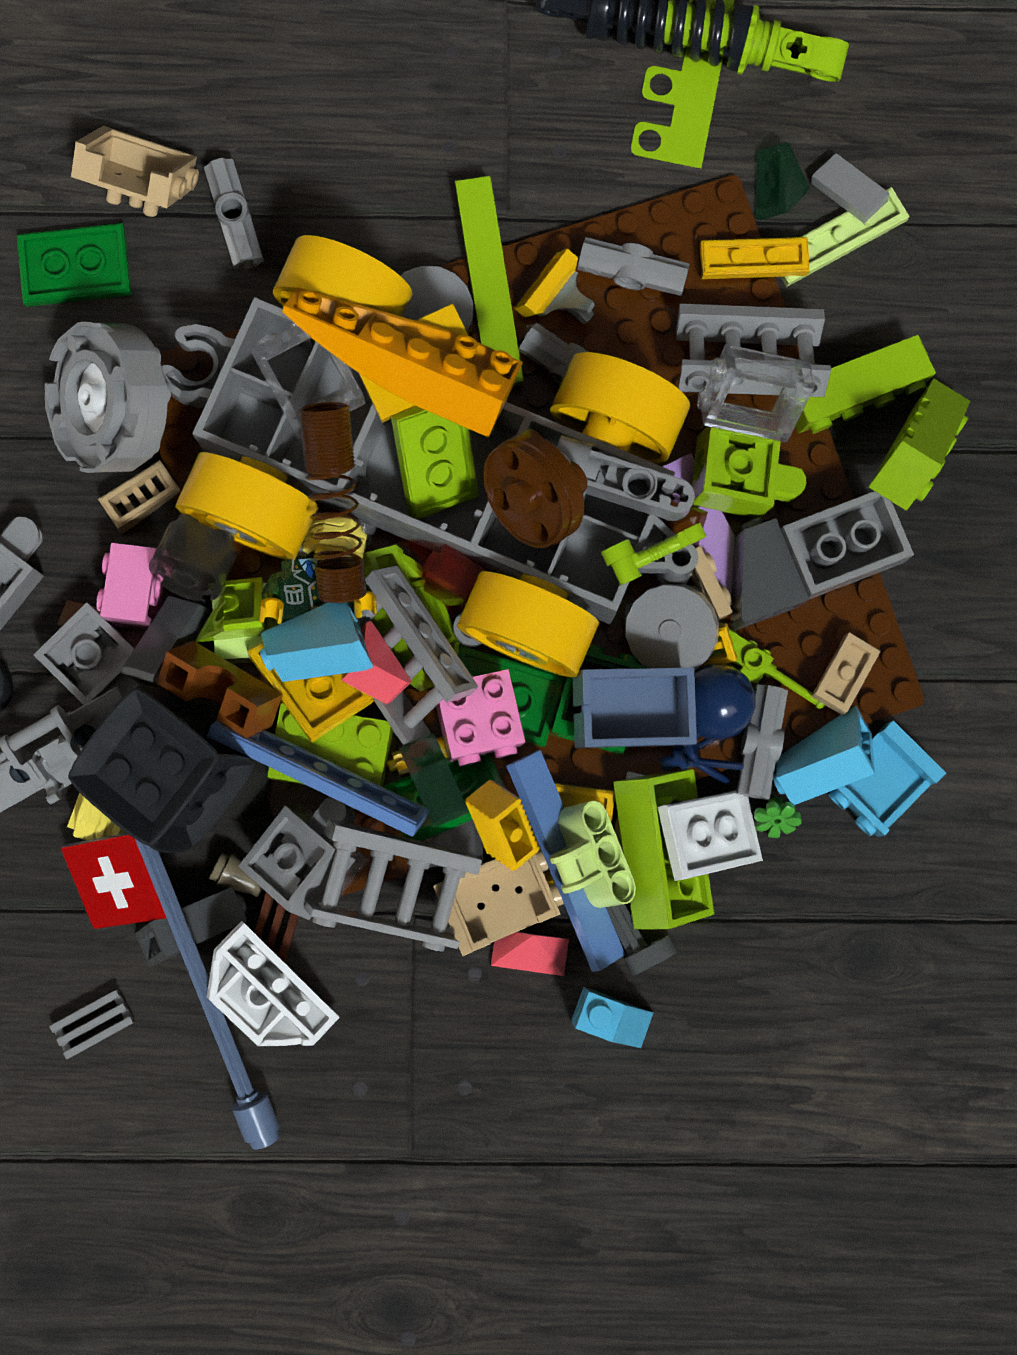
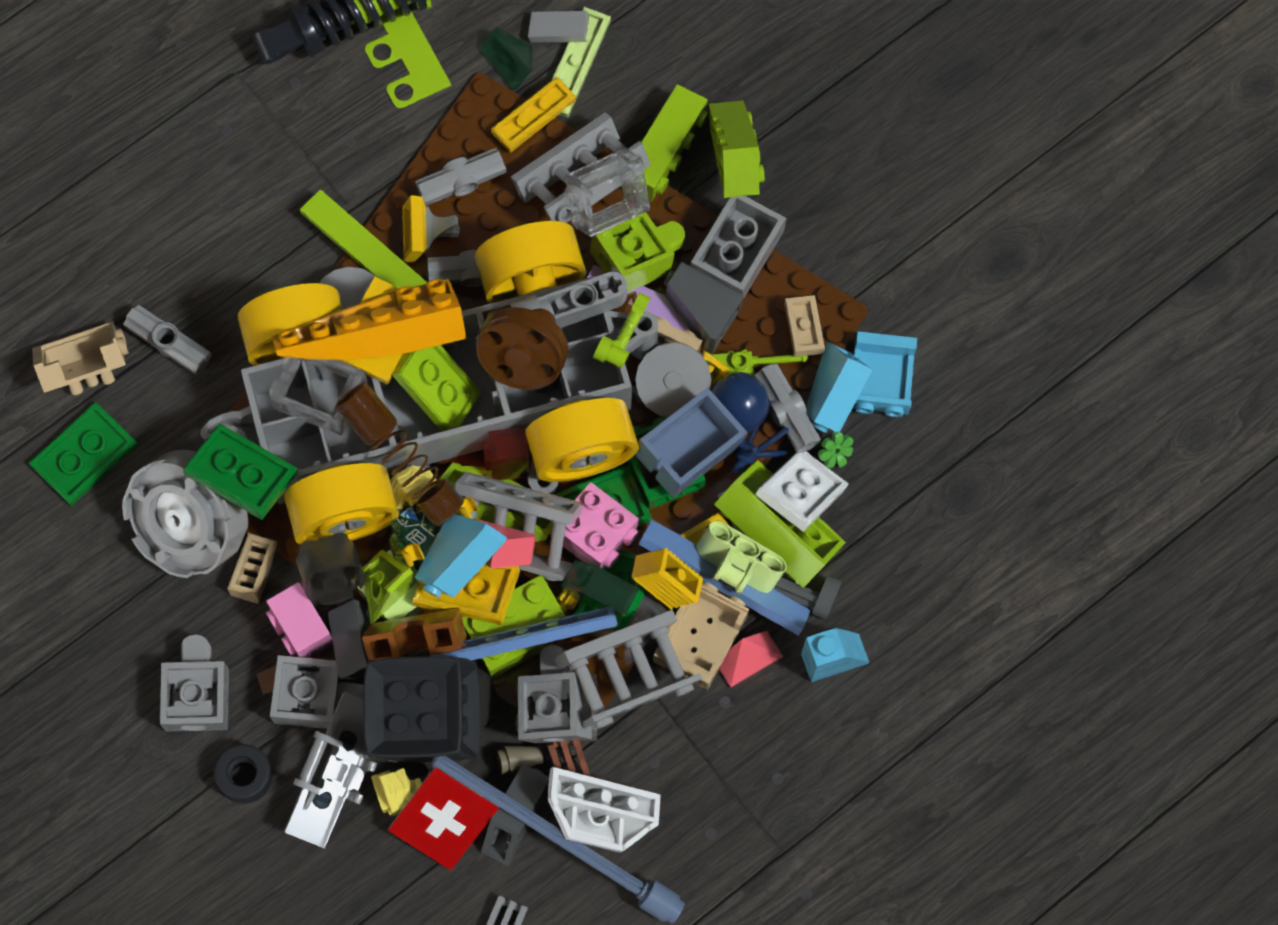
camera: 35 degrees left, 10 degrees down
(170, 399) = (240, 471): none -> green tile

